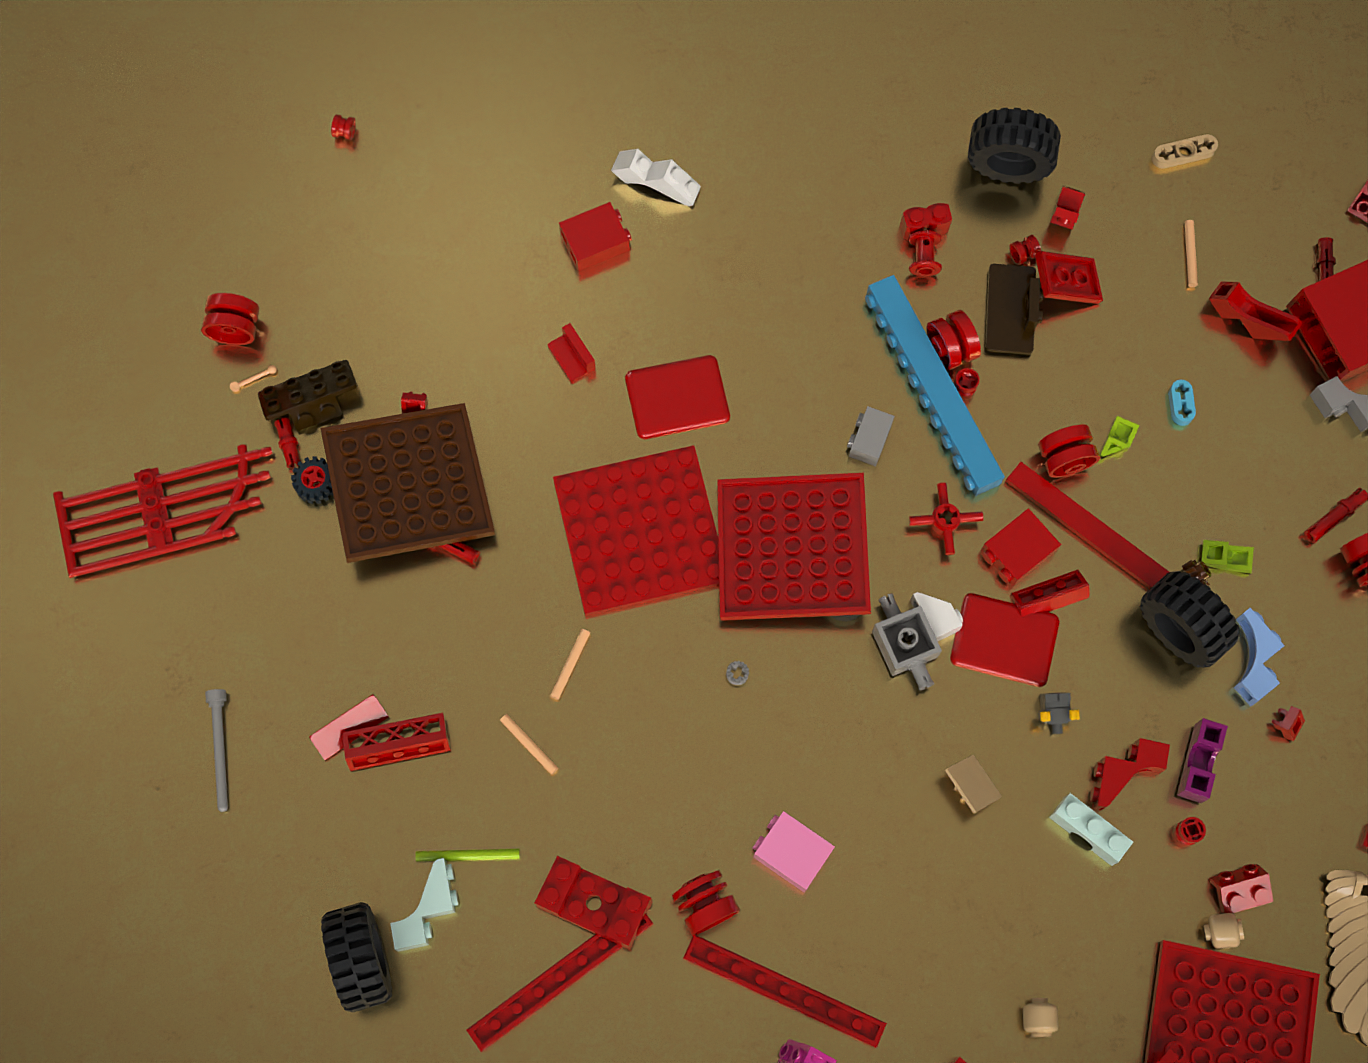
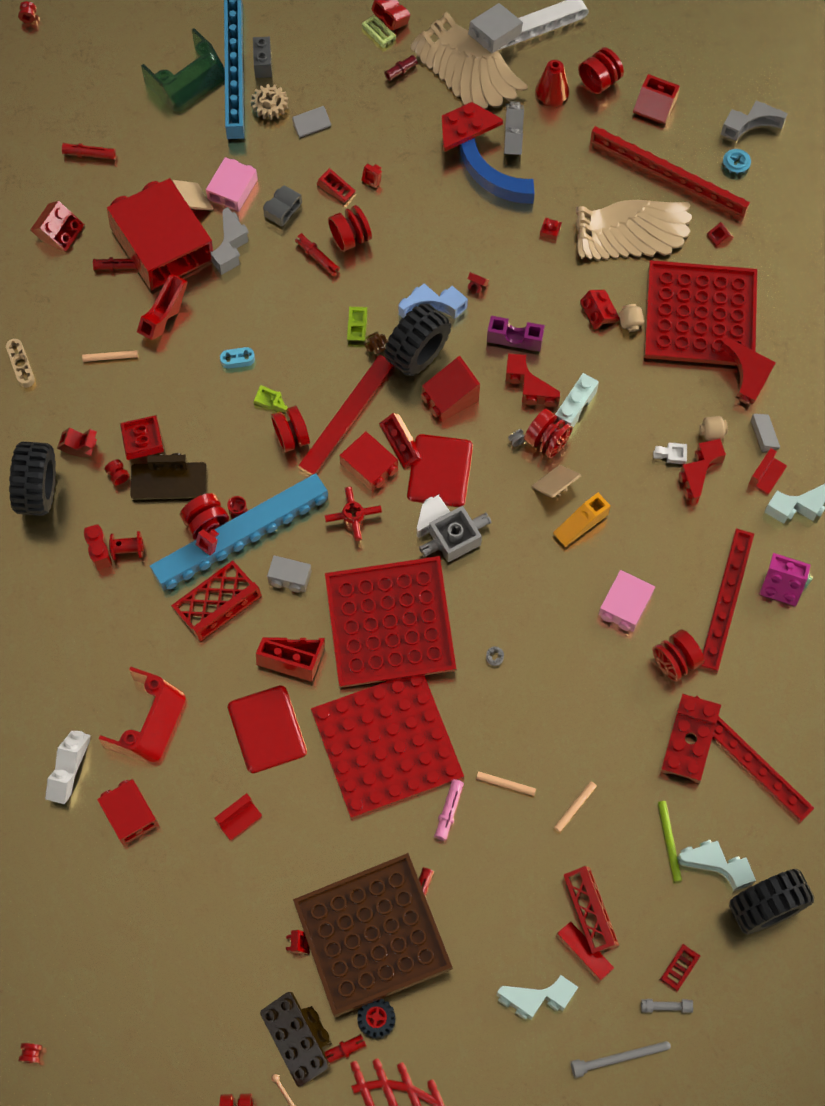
camera: 95 degrees left, 5 degrees down
(263, 836) = (684, 1006): none -> light grey bar
(302, 651) = (528, 1001): none -> light aqua arch
(323, 851) = (691, 964): none -> red slope
(547, 591) = (446, 818): none -> bright pink pin
(696, 275) = (153, 739): none -> red windscreen
(760, 428) = (291, 657): none -> red wedge
(832, 364) = (222, 613): none -> red fence
(913, 810) = (582, 519): none -> light orange slope
(917, 338) = (207, 541): none -> red tile
(972, 979) = (694, 473): none -> red arch
(1006, 956) = (673, 452): none -> white plate
(1043, 743) = (517, 438): none -> light grey bush
(1043, 780) = (548, 433): none -> red wheel
(1057, 710) = (491, 430): dark grey piece -> none
(1117, 662) = (451, 390): none -> red slope
(1185, 834) = (566, 341): red wheel -> none

